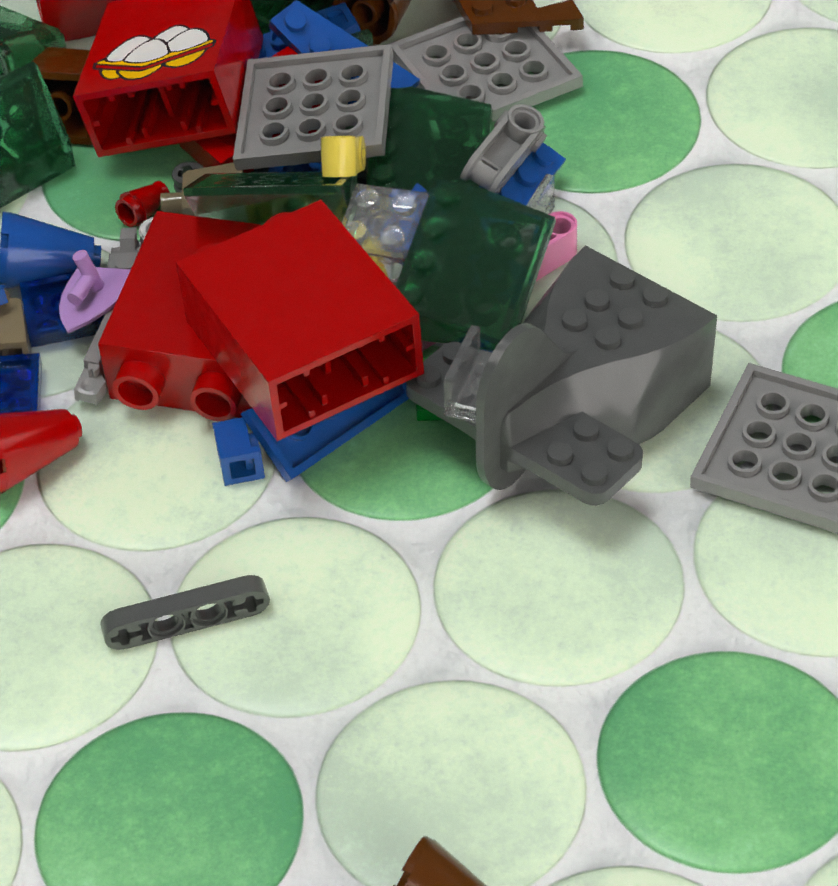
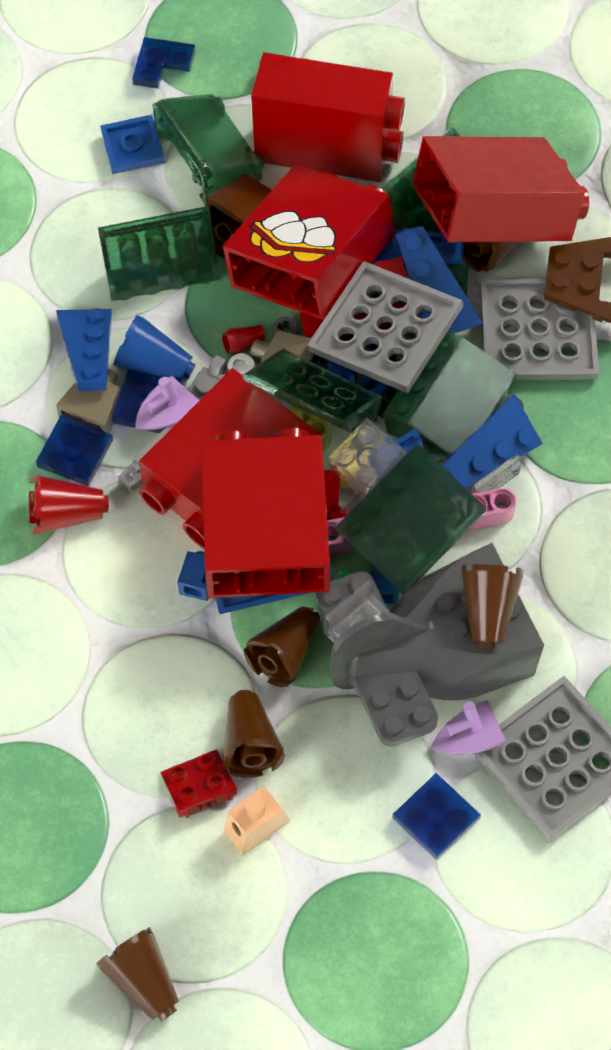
camera: 25 degrees right, 15 degrees up
(137, 626) = (101, 682): dark grey beam -> none
(342, 156) = (370, 389): light yellow piece -> none
(384, 666) = (199, 782): none -> red hinge
(394, 476) = (283, 646): none -> reddish brown cone
(419, 583) = (250, 738): none -> reddish brown cone
(491, 654) = (256, 819): none -> light nougat torso
(506, 147) = (492, 427): light grey piece -> none
(629, 280) = (490, 601): none -> reddish brown cone
(679, 463) = (470, 731): none -> lavender shield
(699, 568) = (436, 816): none -> clear blue plate

